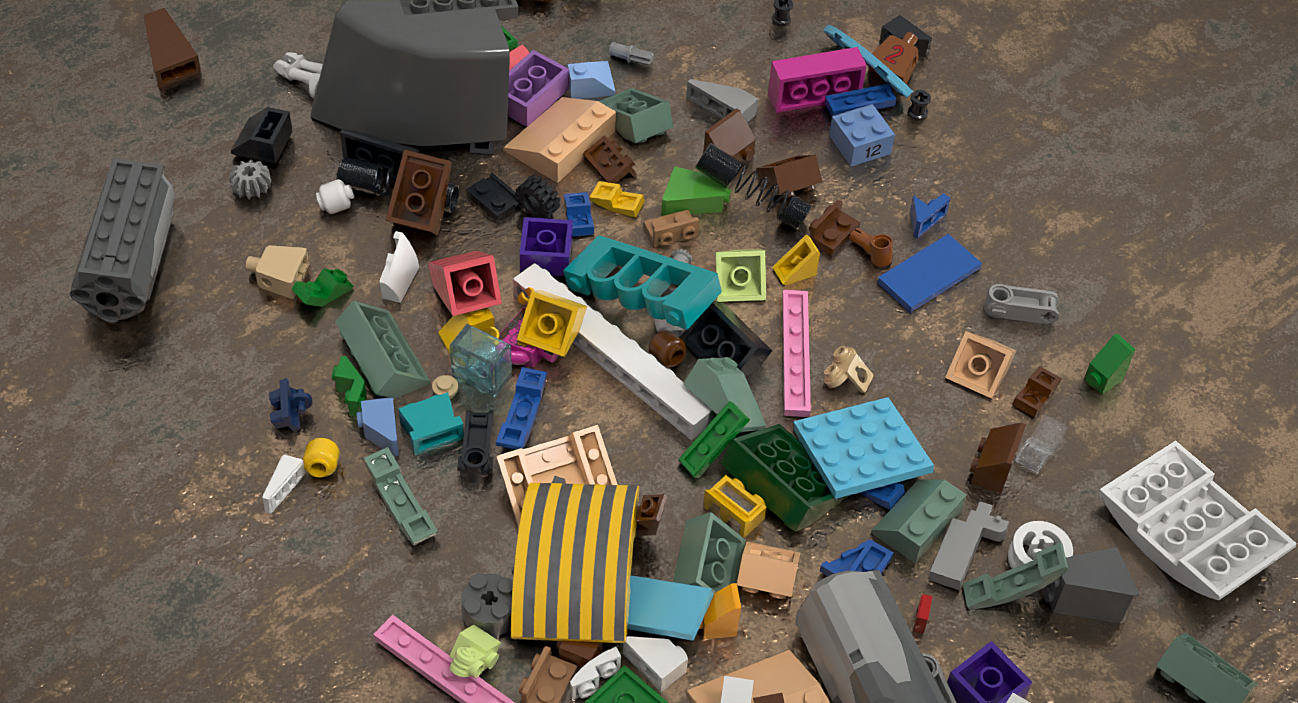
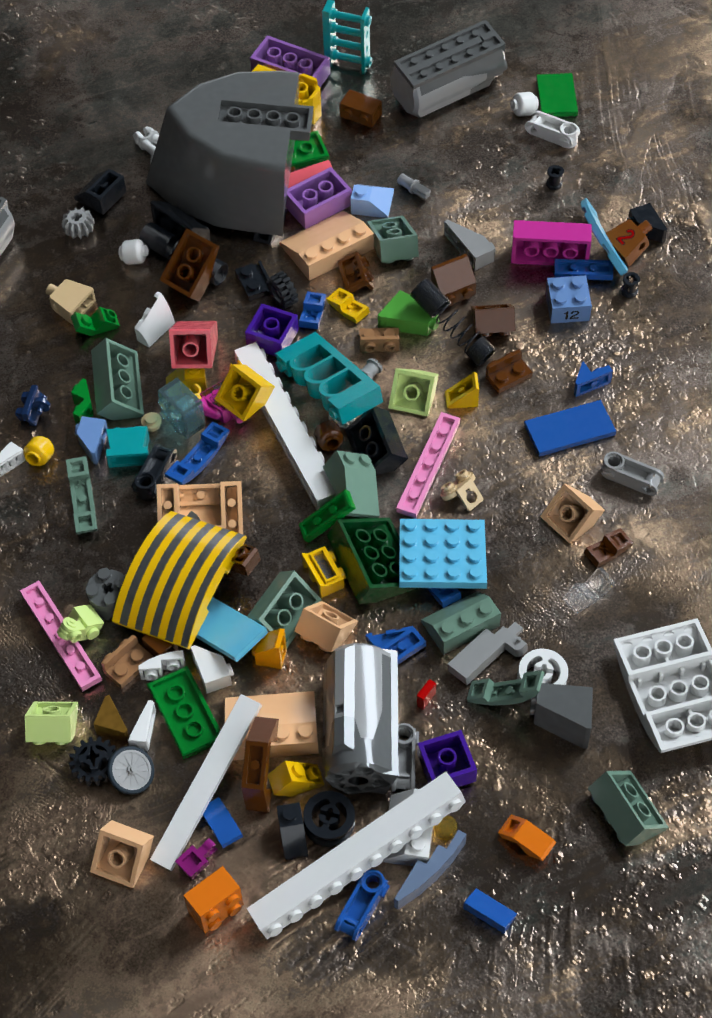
camera: 25 degrees right, 5 degrees up
(169, 49) = (60, 106): reddish brown slope -> none
(878, 246) = (534, 394): dark orange pin -> none
(996, 457) = (545, 591): reddish brown slope -> none
(1110, 364) = (674, 543): green slope -> none

